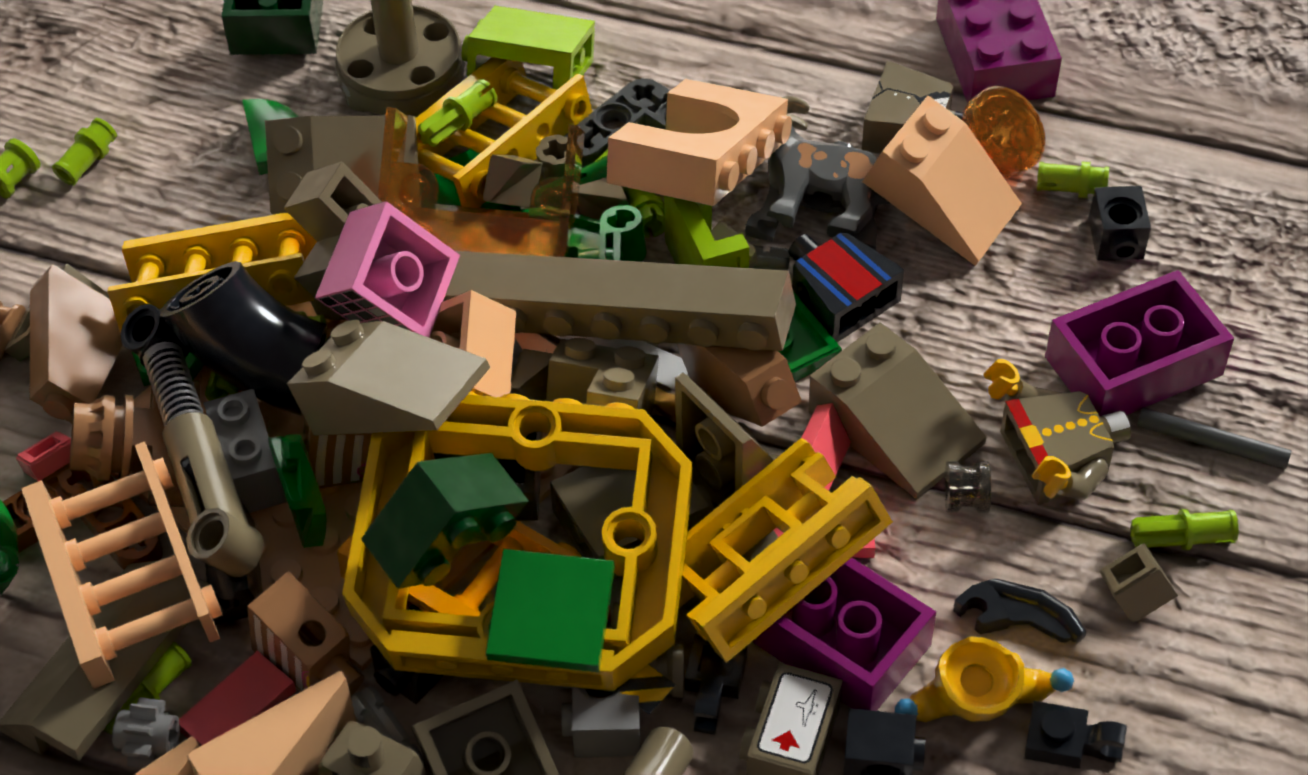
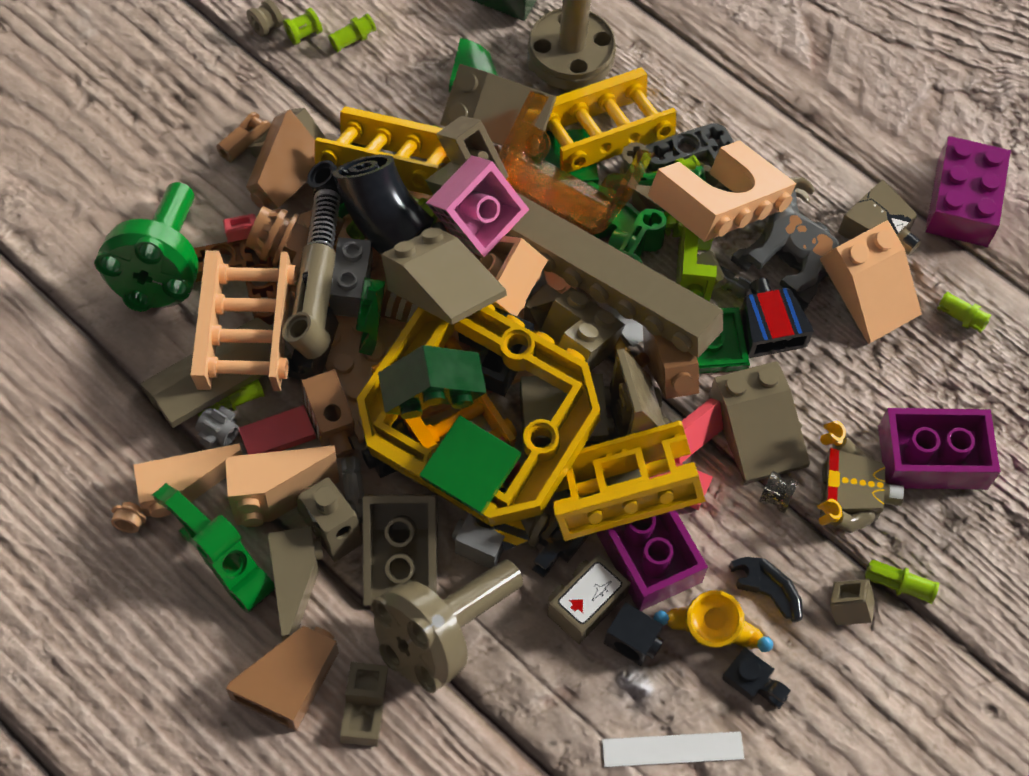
camera: 20 degrees right, 10 degrees up
(457, 113) = (584, 104): lime axle -> none
(511, 180) = (596, 163): dark tan slope -> none
(532, 38) = (660, 70): lime panel -> none
(1006, 129) = (935, 260): clear orange tile -> none
(1119, 223) = (982, 347): black brick -> none
(1214, 438) = (957, 529): dark grey bar -> none

